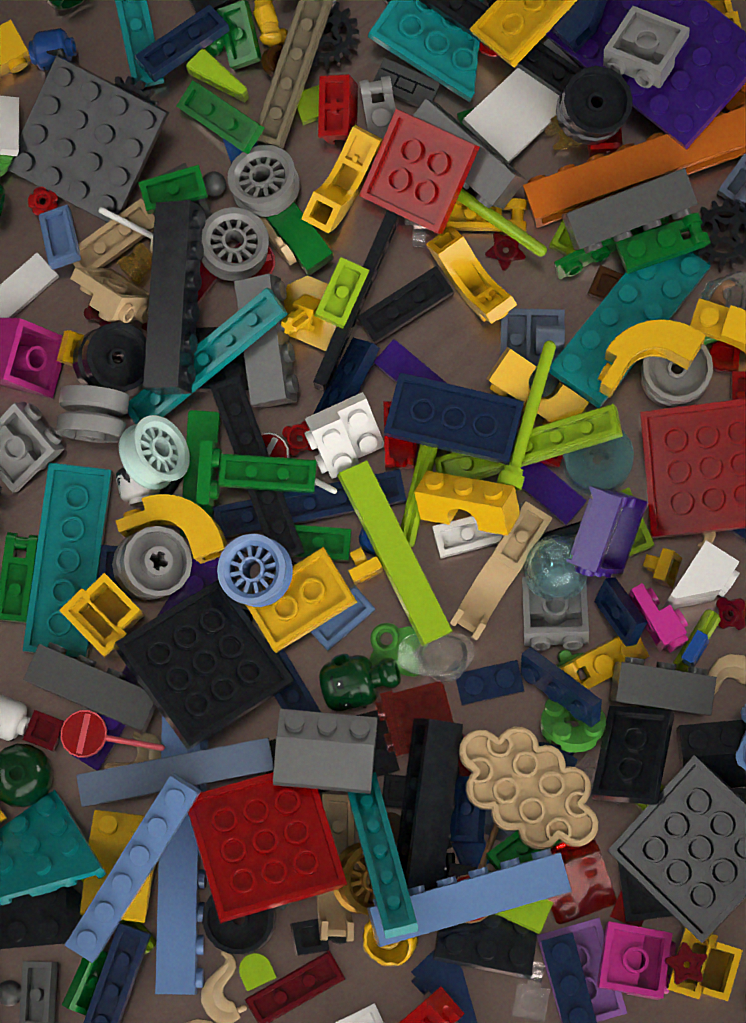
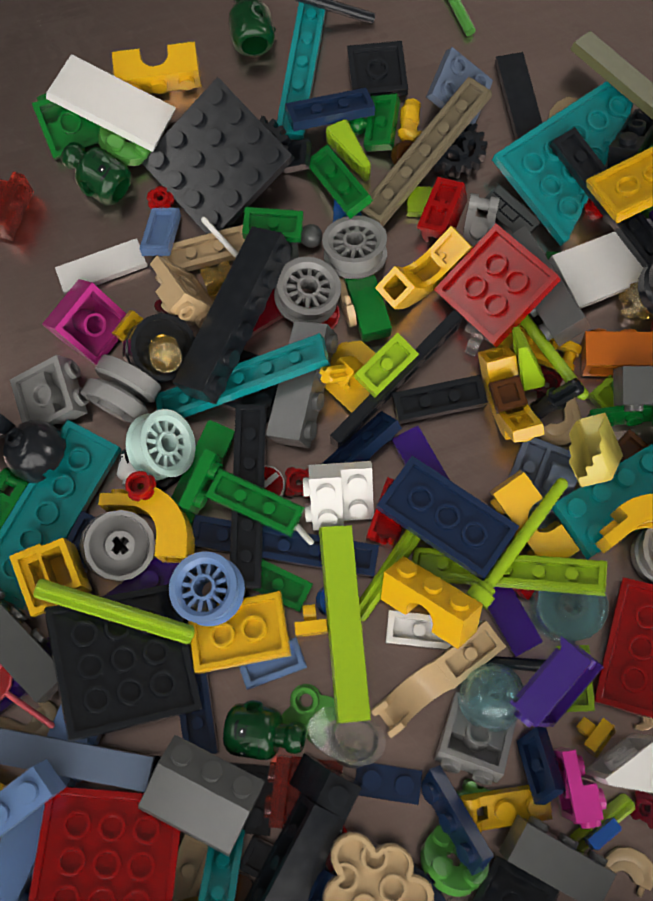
camera: 15 degrees right, 5 degrees down
(32, 504) = (33, 450): none -> black cylinder
(48, 45) = (225, 71): blue head -> none
(130, 368) = (166, 359): none -> clear yellow wheel
(146, 495) = (133, 482): none -> red plate
(168, 100) = (302, 152): none -> black tile
(180, 622) = (113, 611): none -> lime axle
(433, 703) = (326, 786): none -> black slope
(469, 277) = (507, 394): none -> reddish brown tile
(480, 240) = (528, 366): none -> lime slope
(517, 264) = (556, 398): none -> black axle
(540, 290) = (559, 433): none -> tan piece
(570, 301) = (594, 444): none -> light yellow piece

